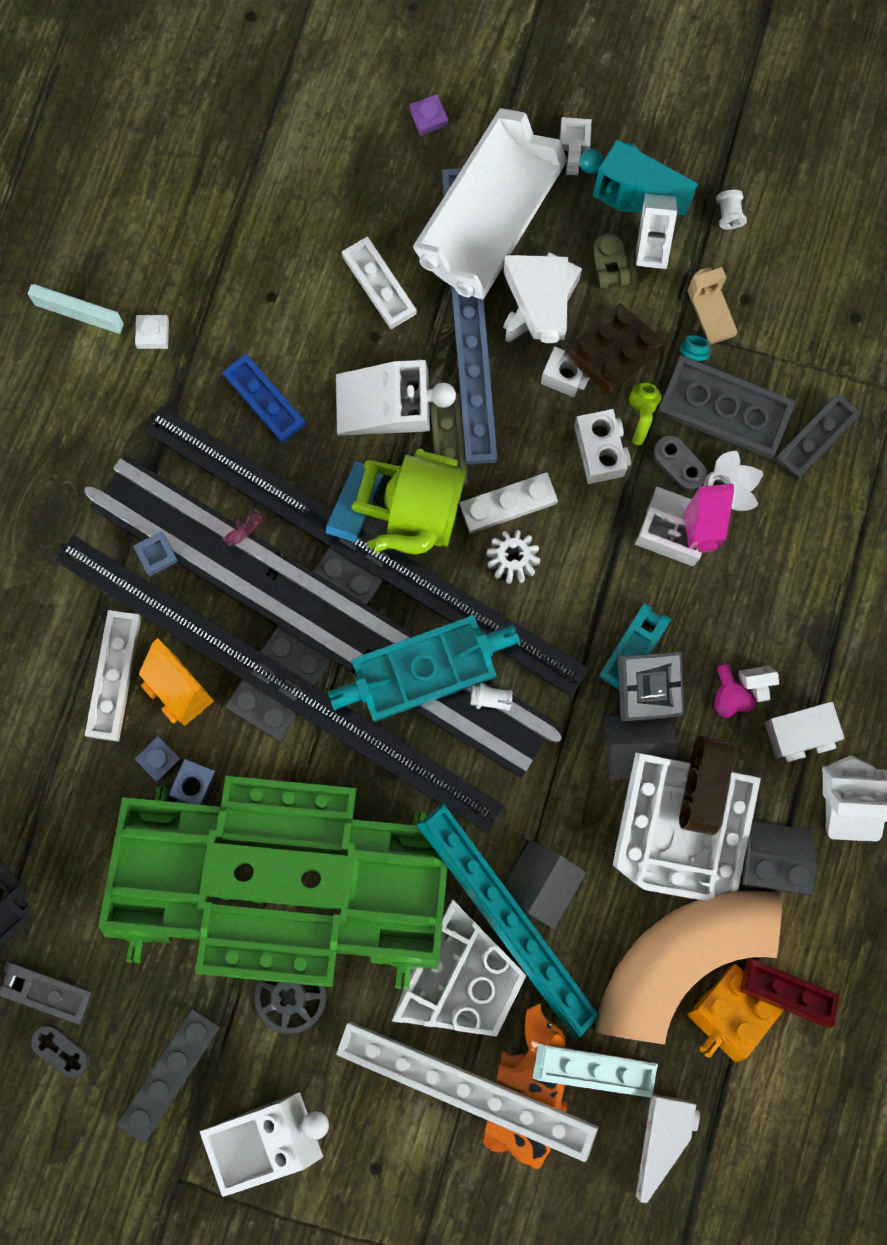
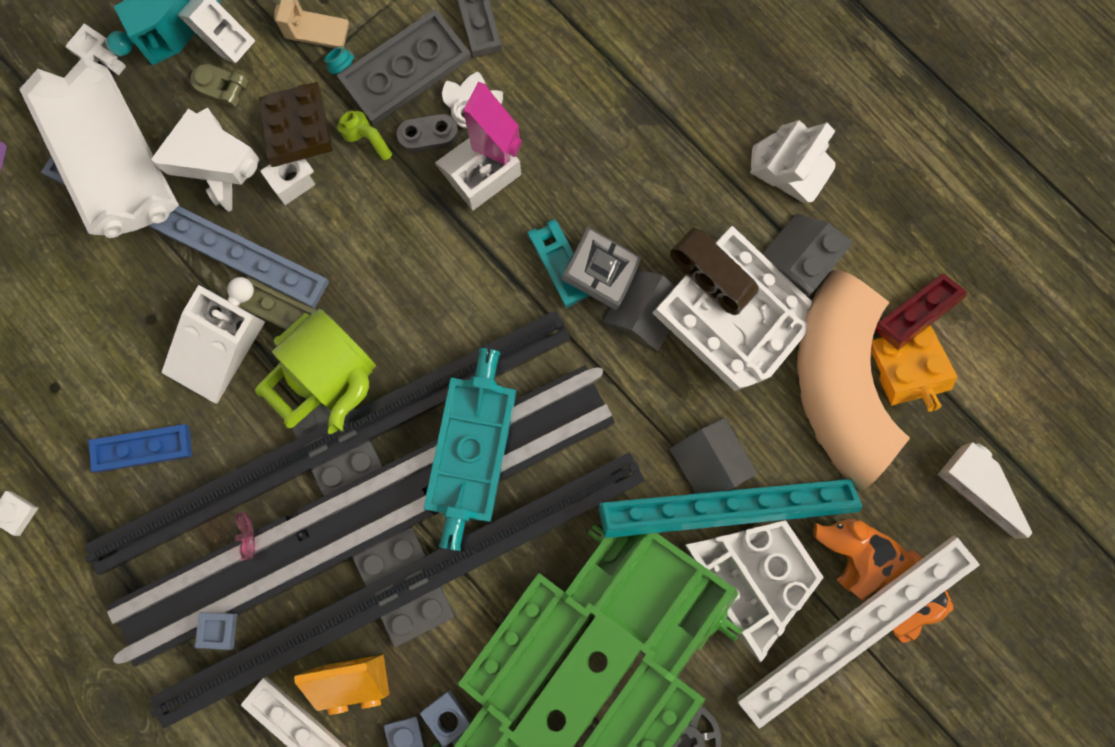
camera: 55 degrees left, 0 degrees up
(344, 520) = (295, 441): dark azure tile -> none
(379, 282) = (104, 286): white plate -> none
(490, 697) = (531, 406): white pin -> none
(508, 503) = (370, 293): white plate -> none
(512, 545) = (431, 317): white gear -> none
(594, 447) = (368, 192): white brick -> none
(594, 1071) = (898, 511): light aqua tile -> none
(732, 695) = (647, 208): dark pink rock -> none
(758, 681) = (649, 179): white tile -> none
(803, 731) = (712, 169): white brick -> none

